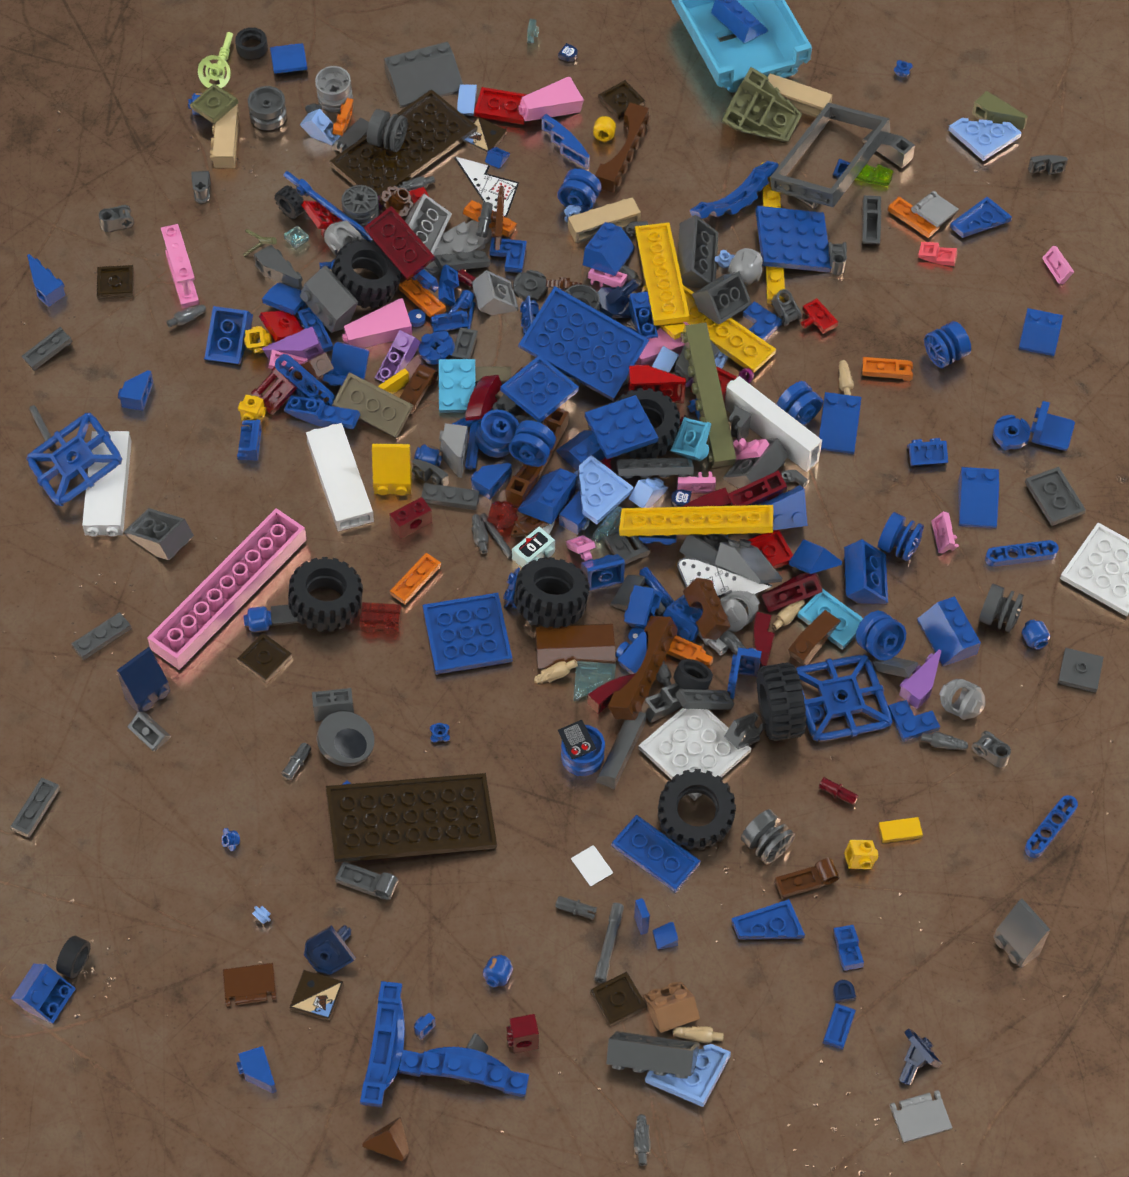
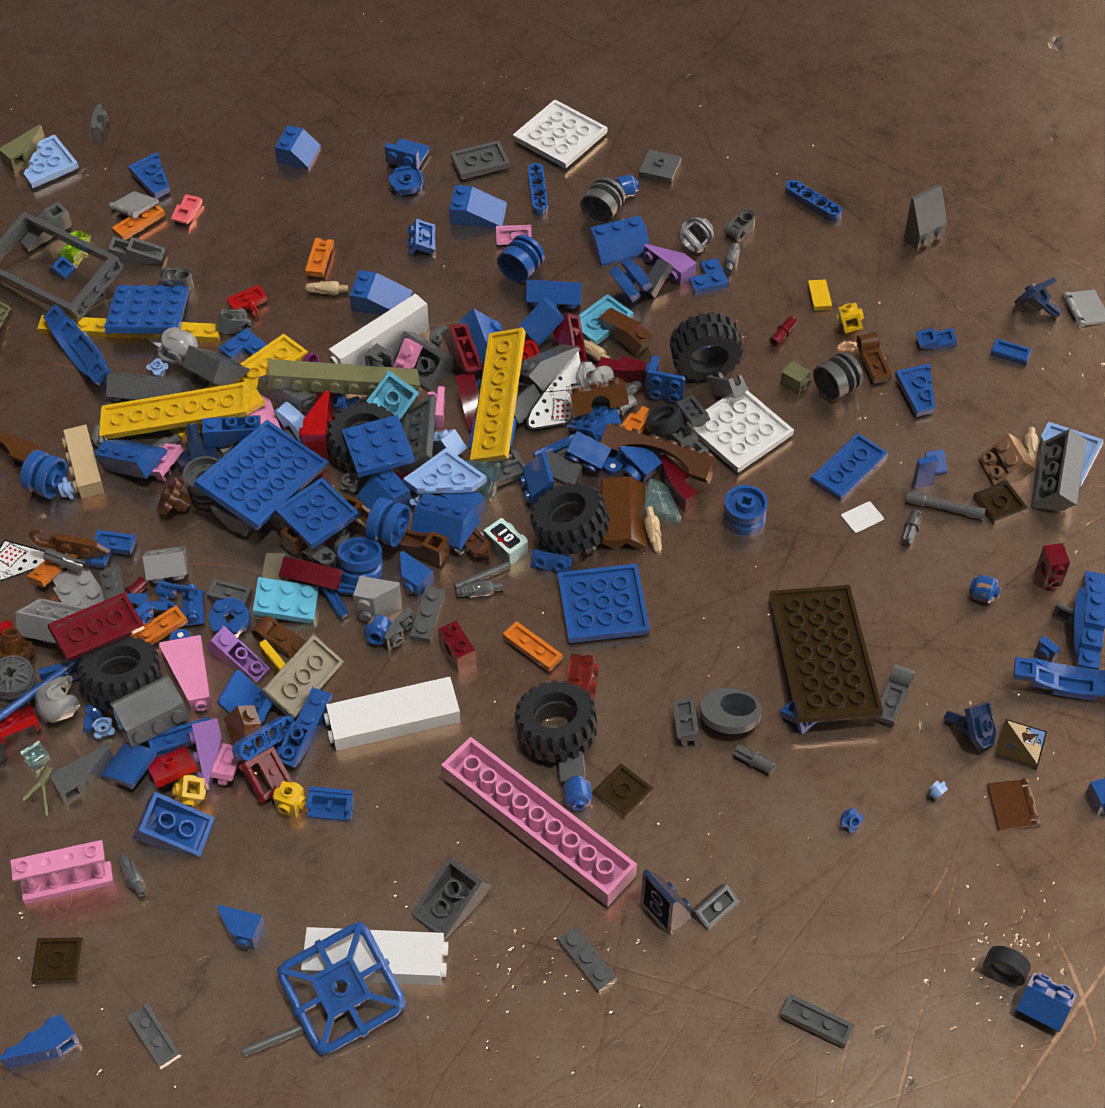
camera: 85 degrees left, 5 degrees down
(391, 469) = (401, 655): yellow slope -> none
(439, 727) = (719, 626): blue plate -> none
(502, 514) = (462, 564): clear red brick -> none
(528, 310) = (199, 534): blue hinge -> none
(530, 283) = (156, 533): dark grey tile -> none
(576, 739) = (743, 504): black sticker -> none
(581, 545) = (508, 498): bright pink plate -> none
(621, 751) = (729, 475): dark grey brick -> none
(680, 498) = (453, 421): tile -> none
(704, 784) = (807, 438): black tyre -> none
(769, 798) = (795, 377): none -> olive brick
(800, 402) = (358, 312): blue wheel -> none
(844, 991) = (978, 346): dark blue tile -> none
(851, 704) = (676, 314): blue plate -> none
(947, 344) = (305, 206): blue wheel -> none
(1058, 265) = (221, 128): bright pink plate -> none

